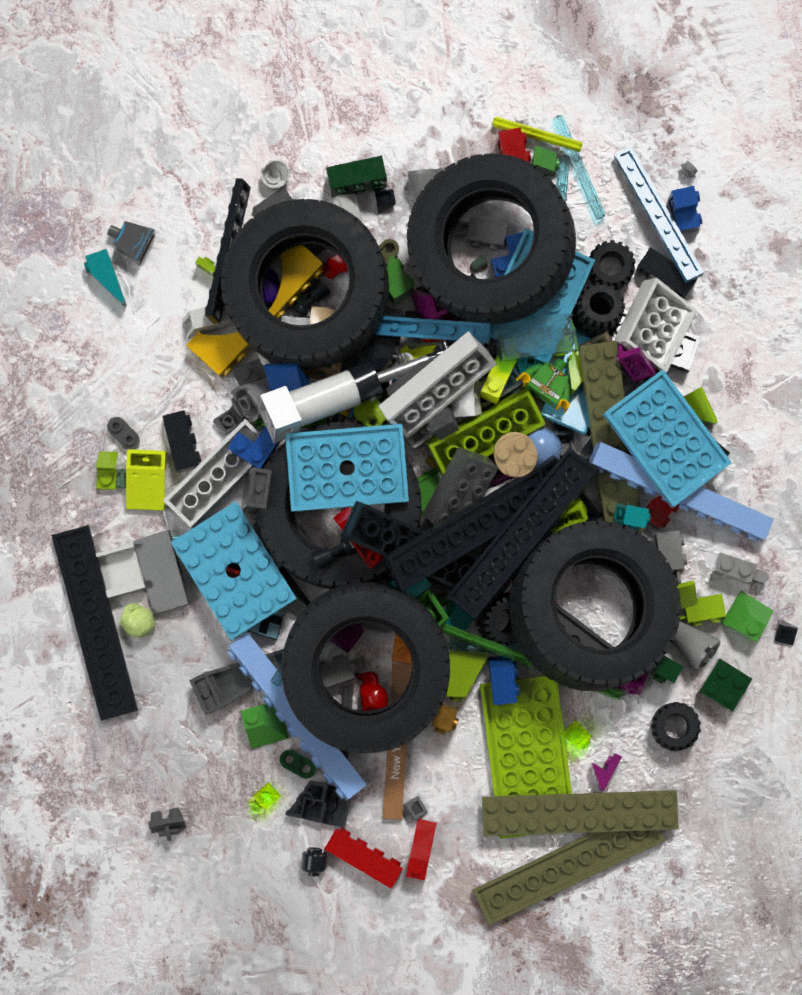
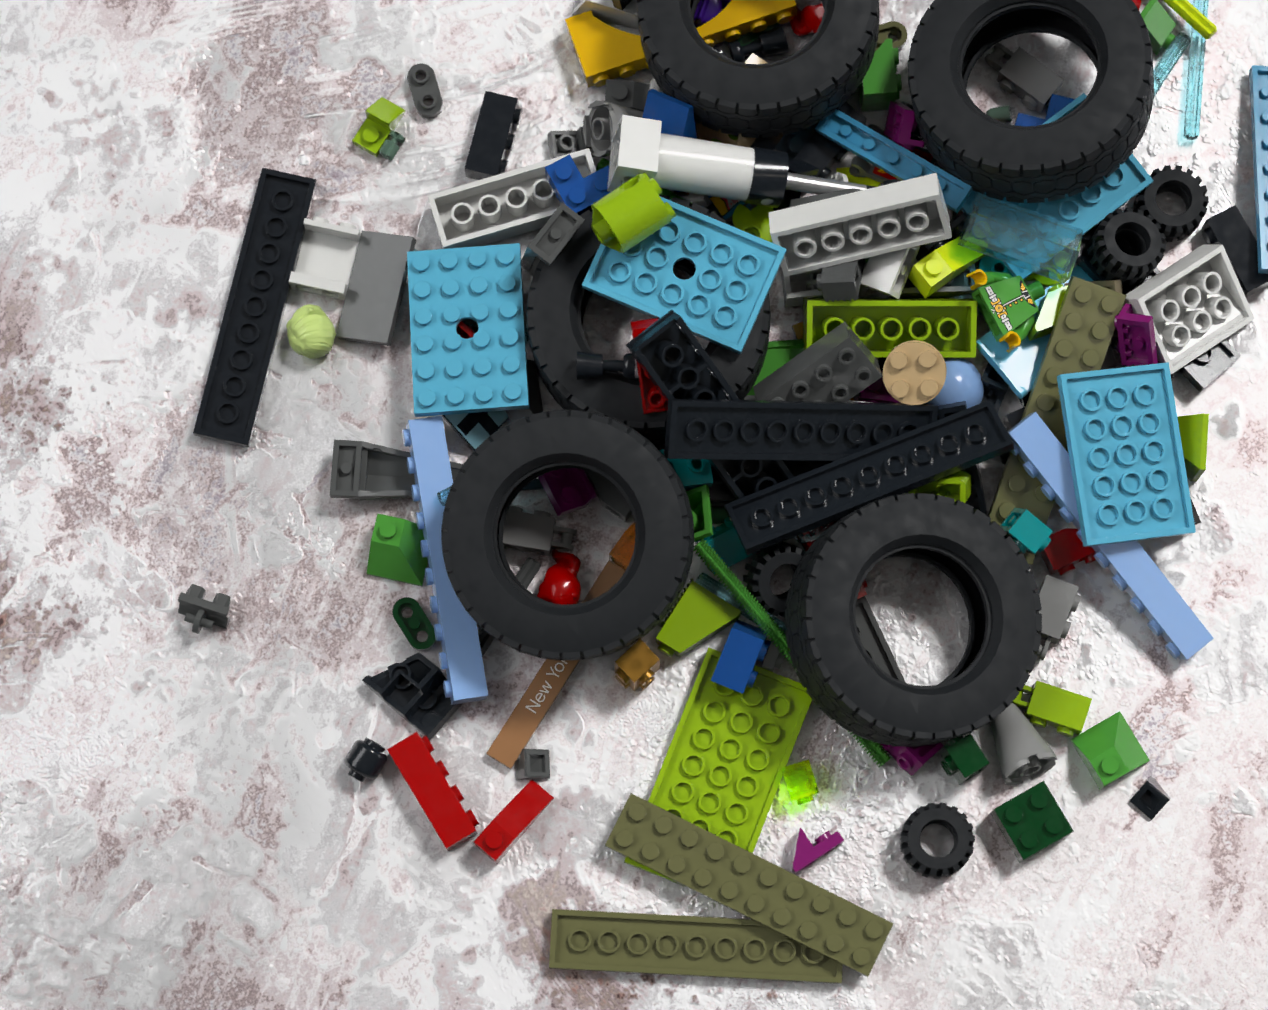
camera: 30 degrees right, 5 degrees down
(146, 479) = (421, 160): neon yellow slope -> none
(263, 799) = (345, 645): clear neon green bracket -> none
(299, 454) = (630, 213): none -> lime cylinder
(687, 594) = (1044, 673): lime slope -> none
(738, 569) = (1131, 681): light grey brick -> none

